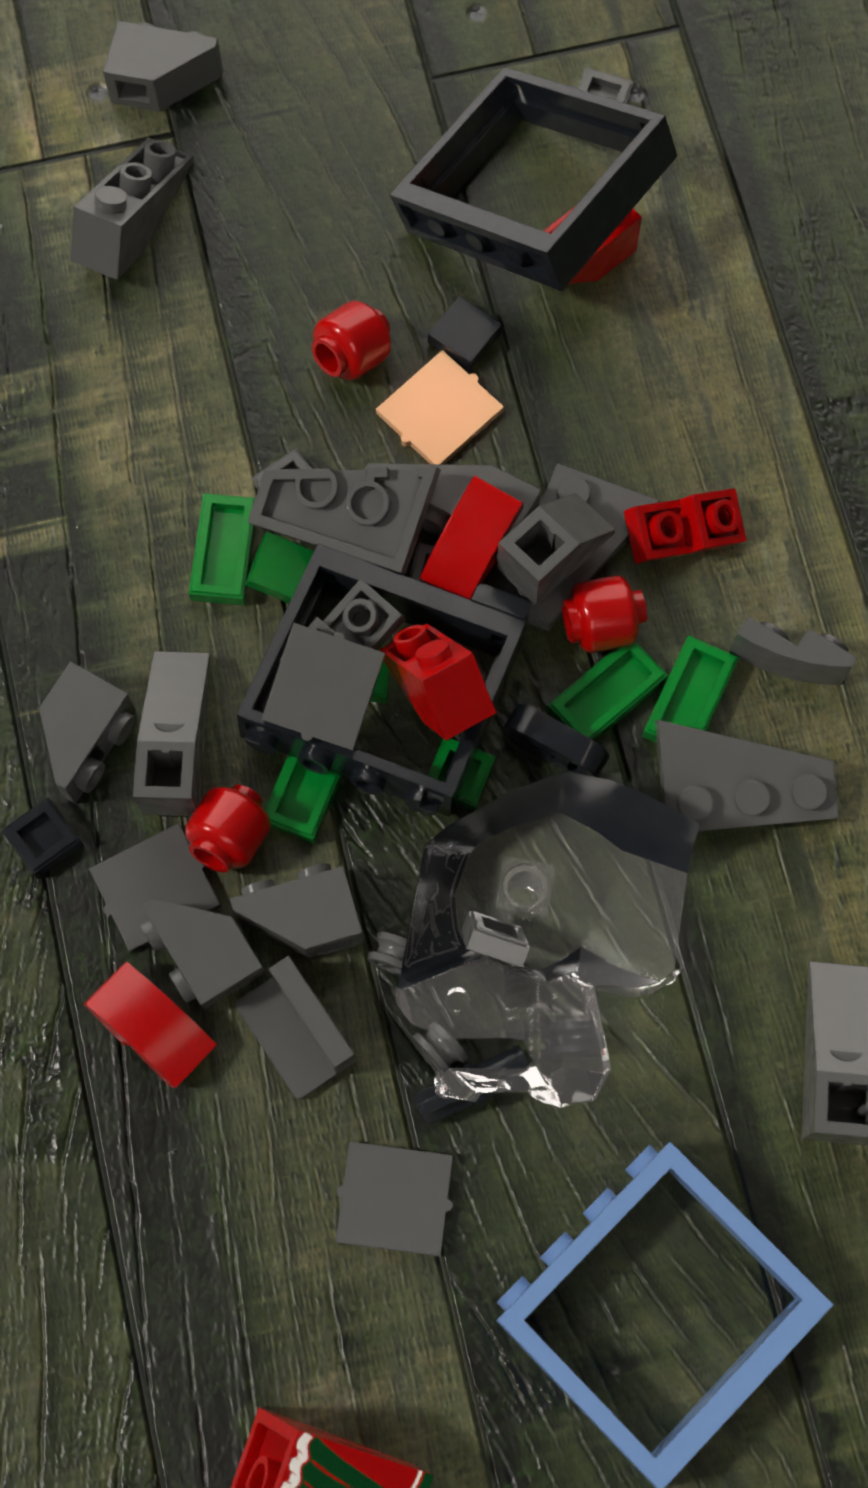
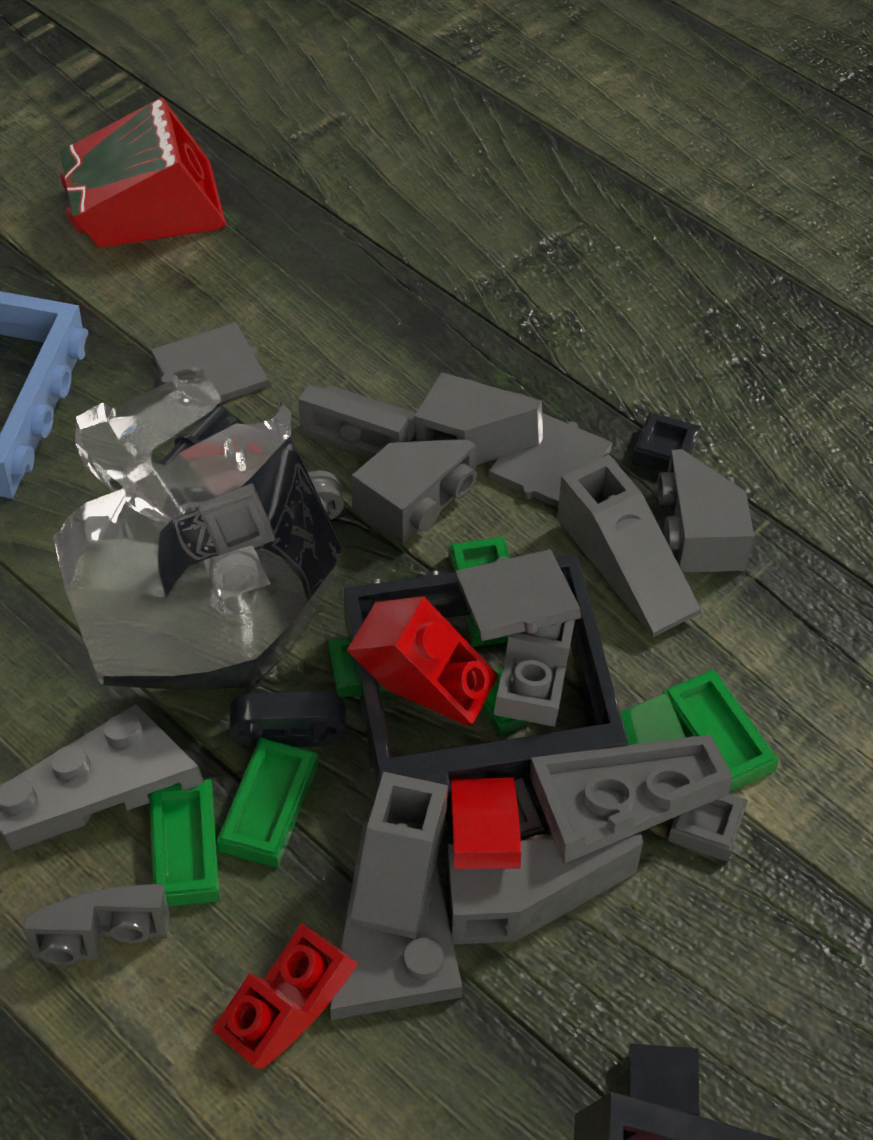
camera: 145 degrees right, 20 degrees down
(150, 1024) = (482, 358): red slope -> none
(227, 828) = (523, 506): red head -> none
(351, 340) = (766, 984): red head -> none
(439, 409) = (625, 987): light nougat piece -> none
(603, 614) = (313, 849): red head -> none

